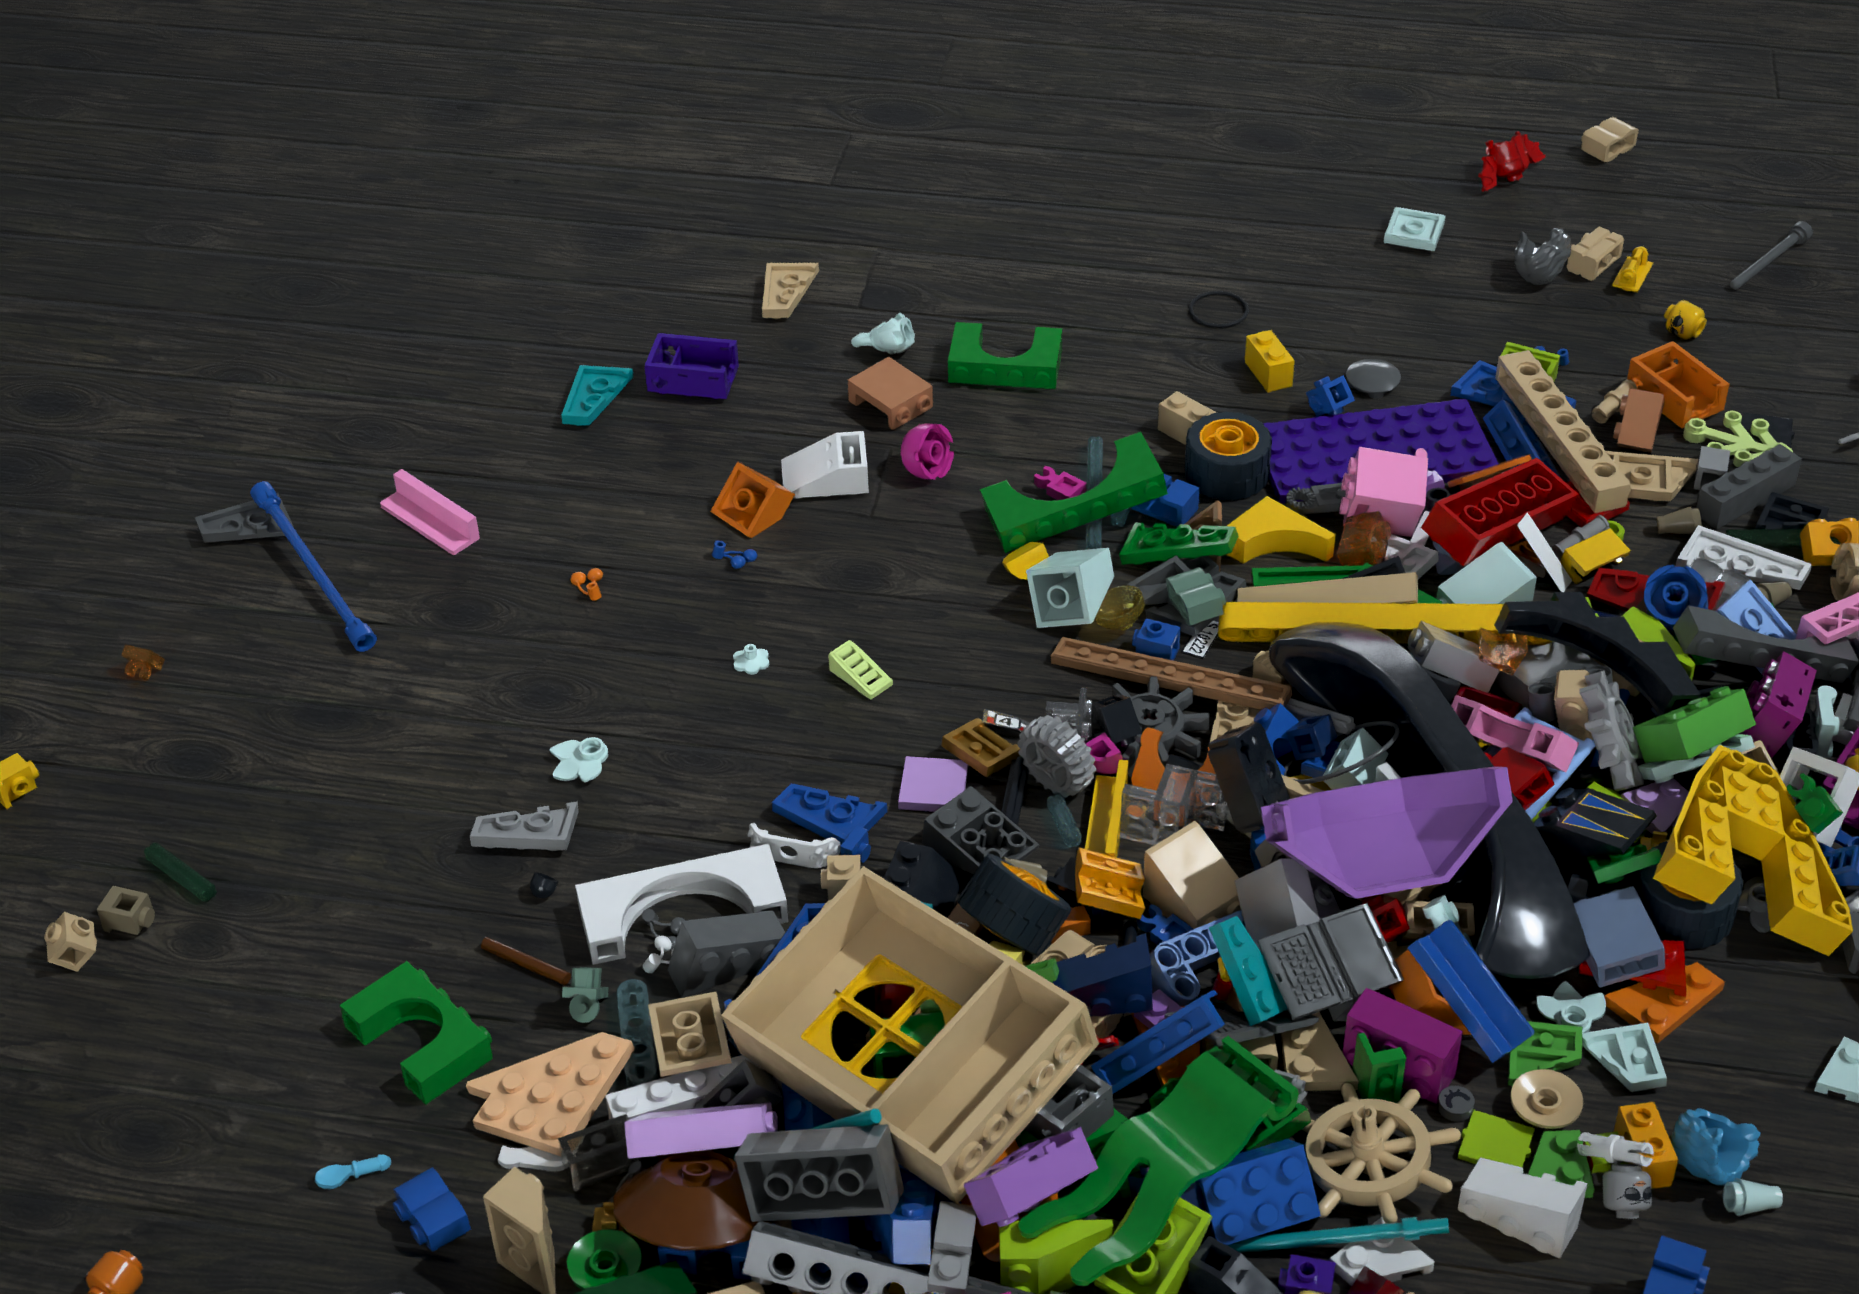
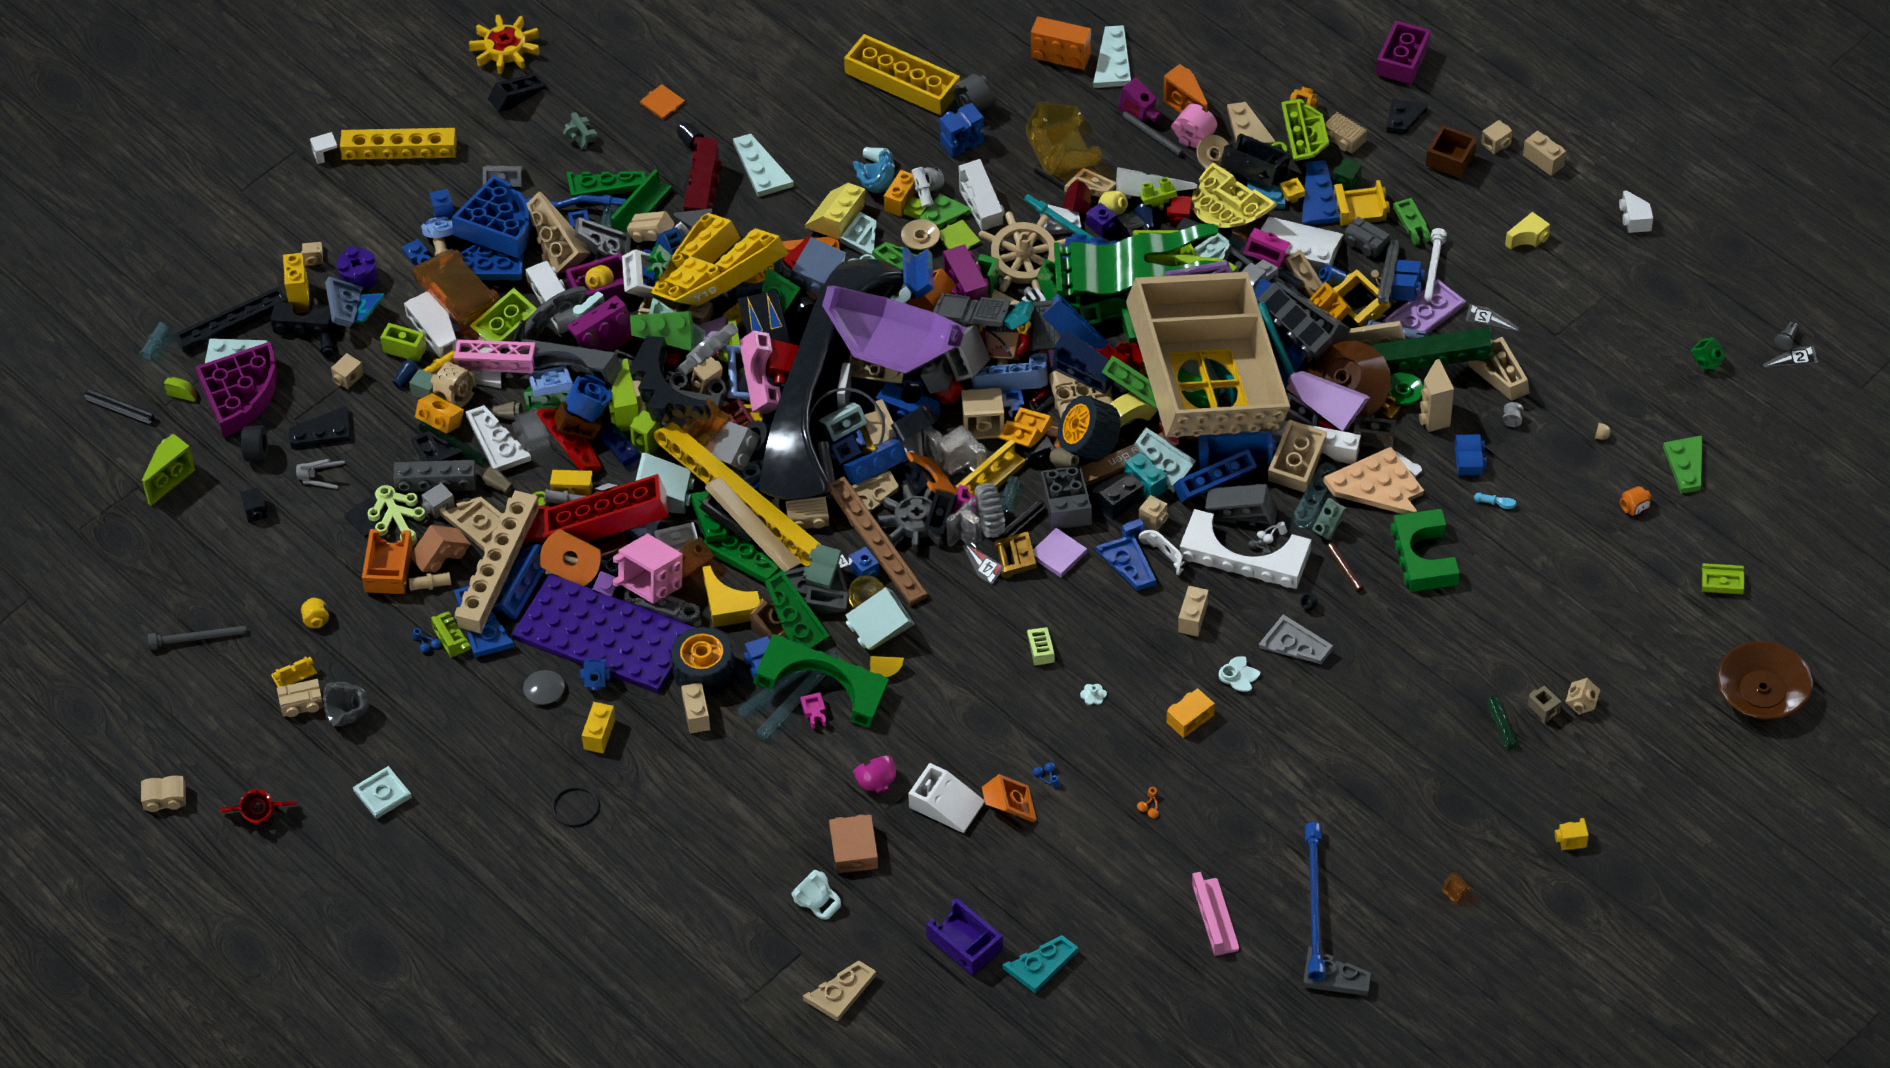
camera: 145 degrees left, 10 degrees up
(607, 682) = (1190, 712): none -> light orange brick
(692, 790) = (1193, 611): none -> tan brick
(1032, 369) = (742, 811): green arch -> none
(1698, 1059) = (837, 211): none -> light yellow slope

